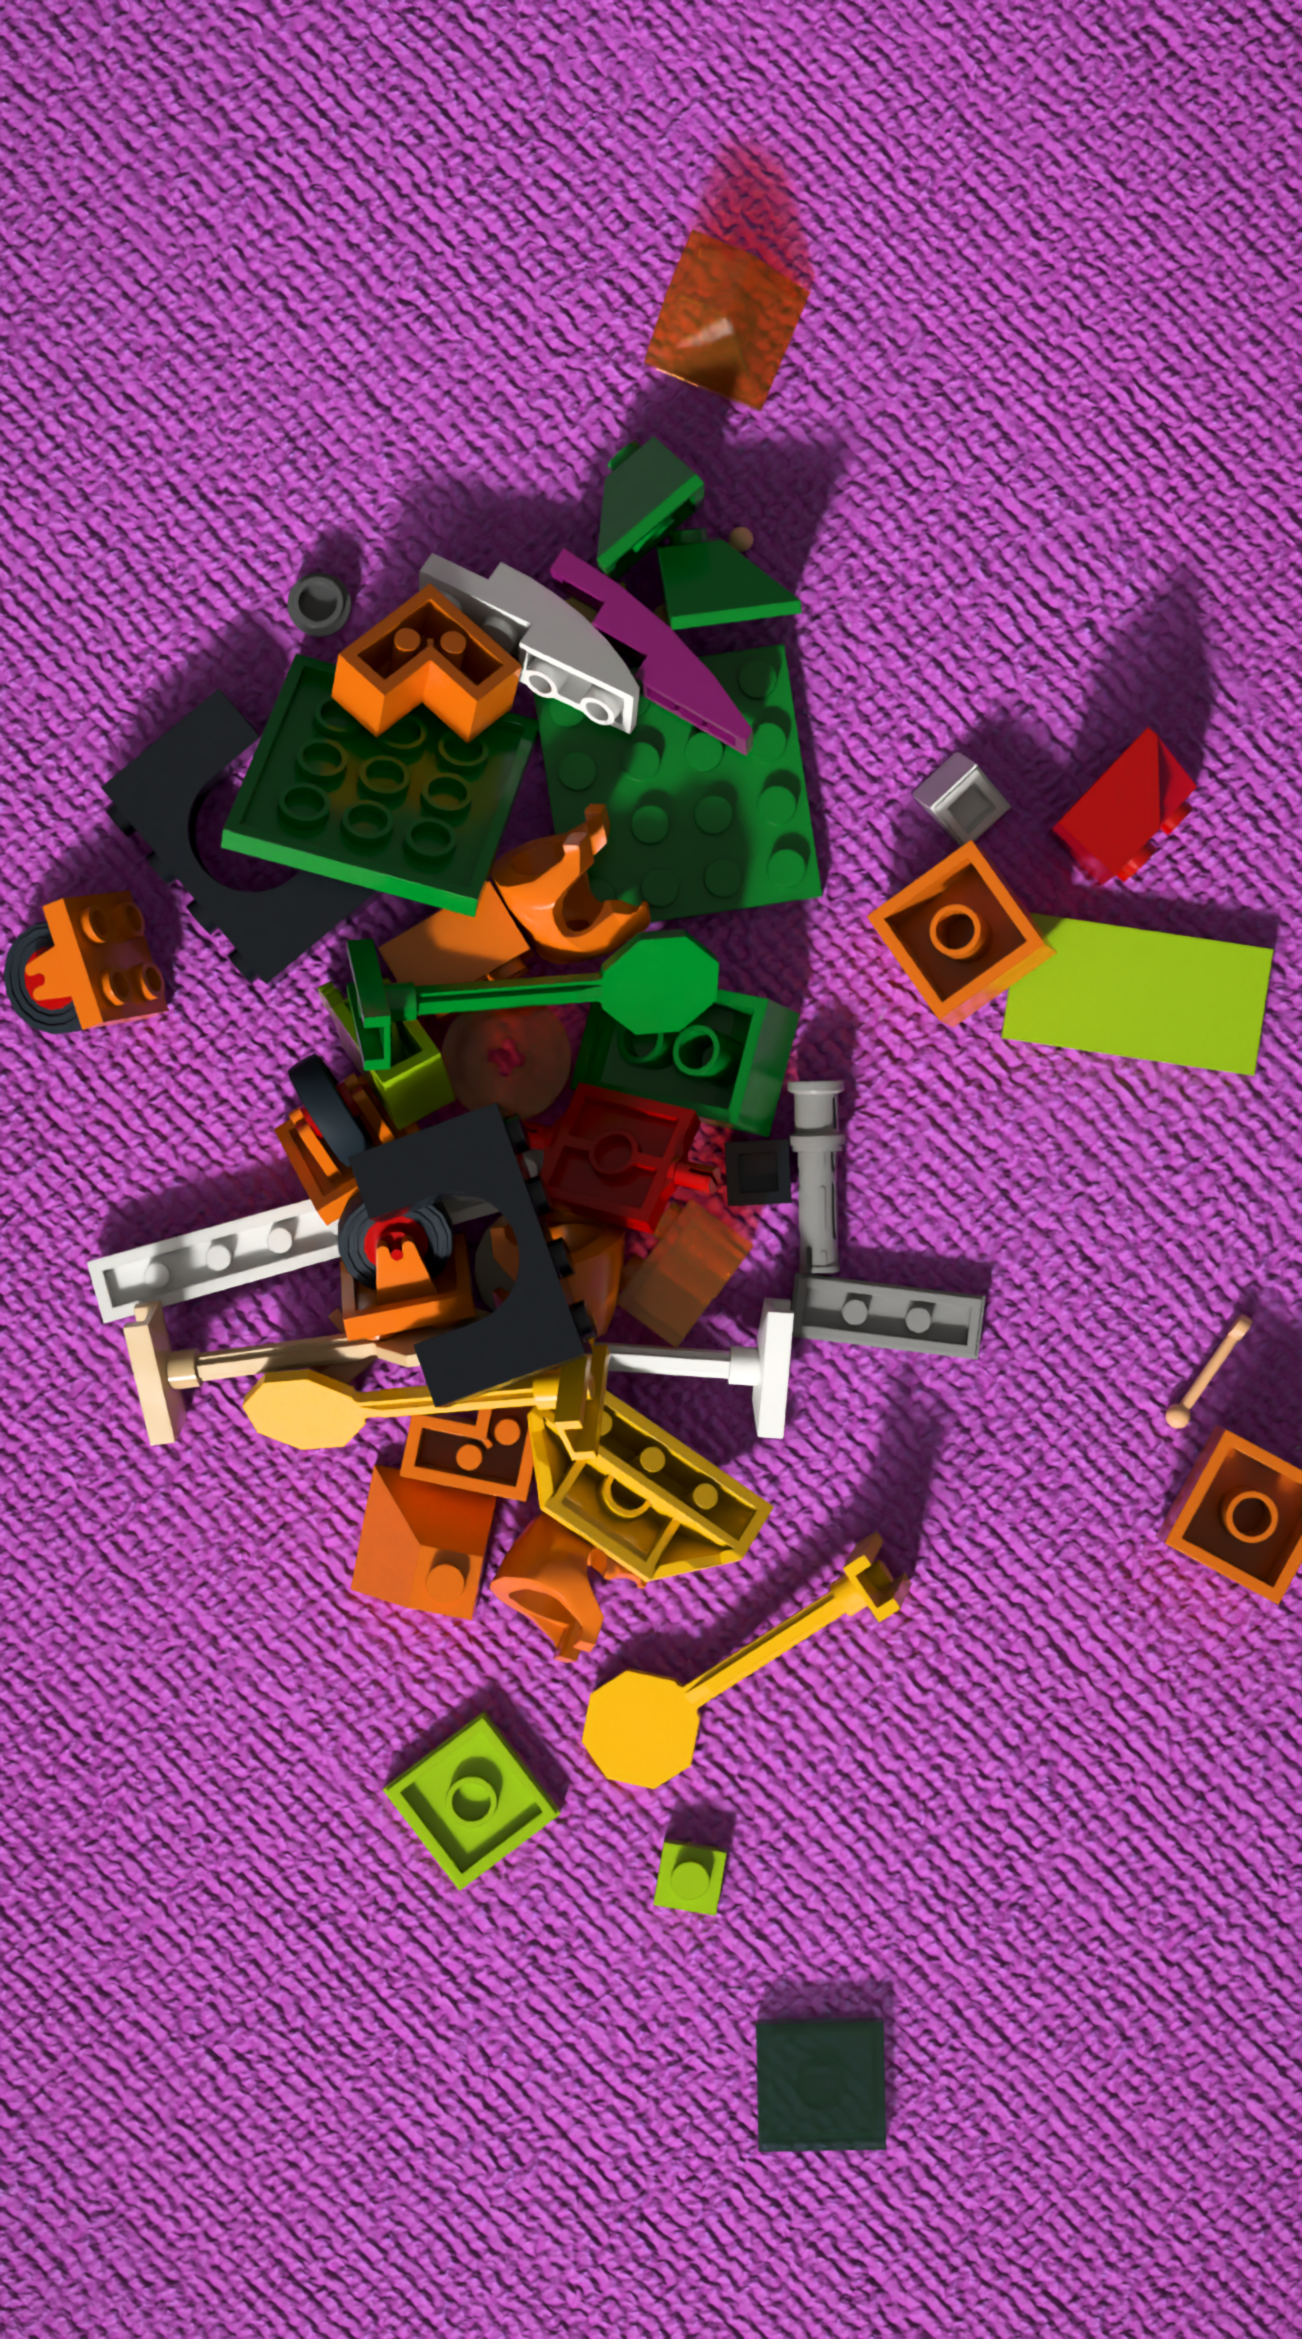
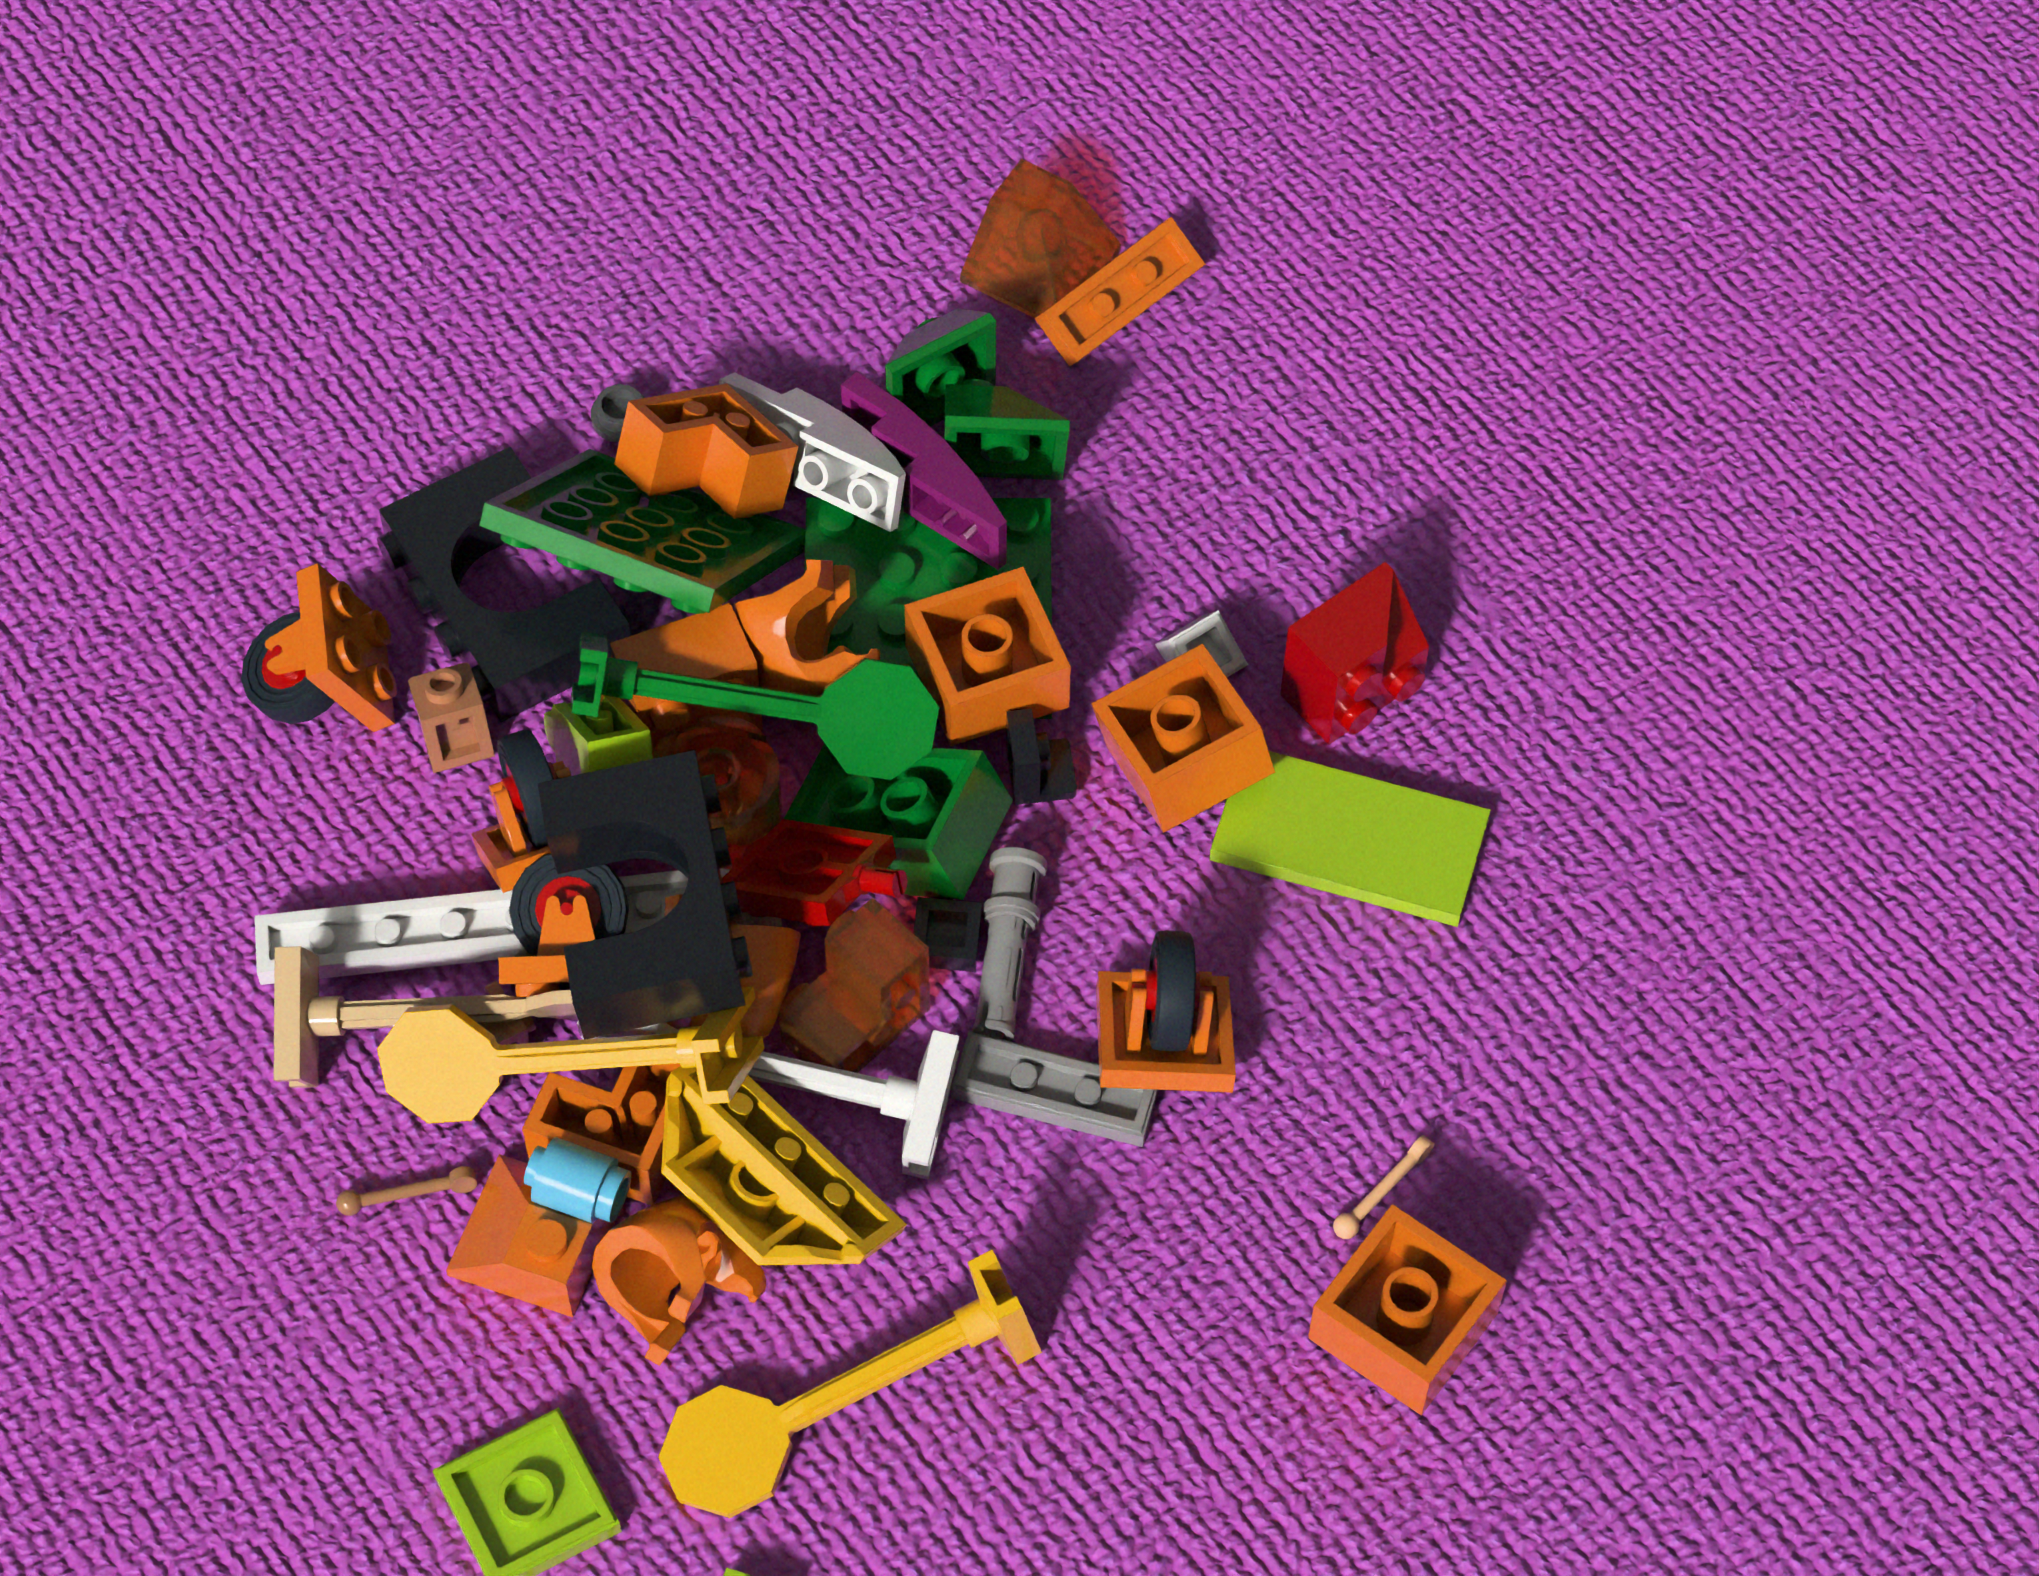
camera: 10 degrees right, 30 degrees down
(225, 1009) = (451, 717): none -> nougat bracket
(246, 1534) = (460, 1180): none -> medium nougat hinge
(461, 1521) = (577, 1181): none -> medium azure brick
(755, 882) = (987, 654): none -> orange brick
(820, 367) = (1120, 291): none -> orange plate
(821, 969) = (1037, 766): none -> black bracket
(985, 1252) = (1166, 1023): none -> orange plate

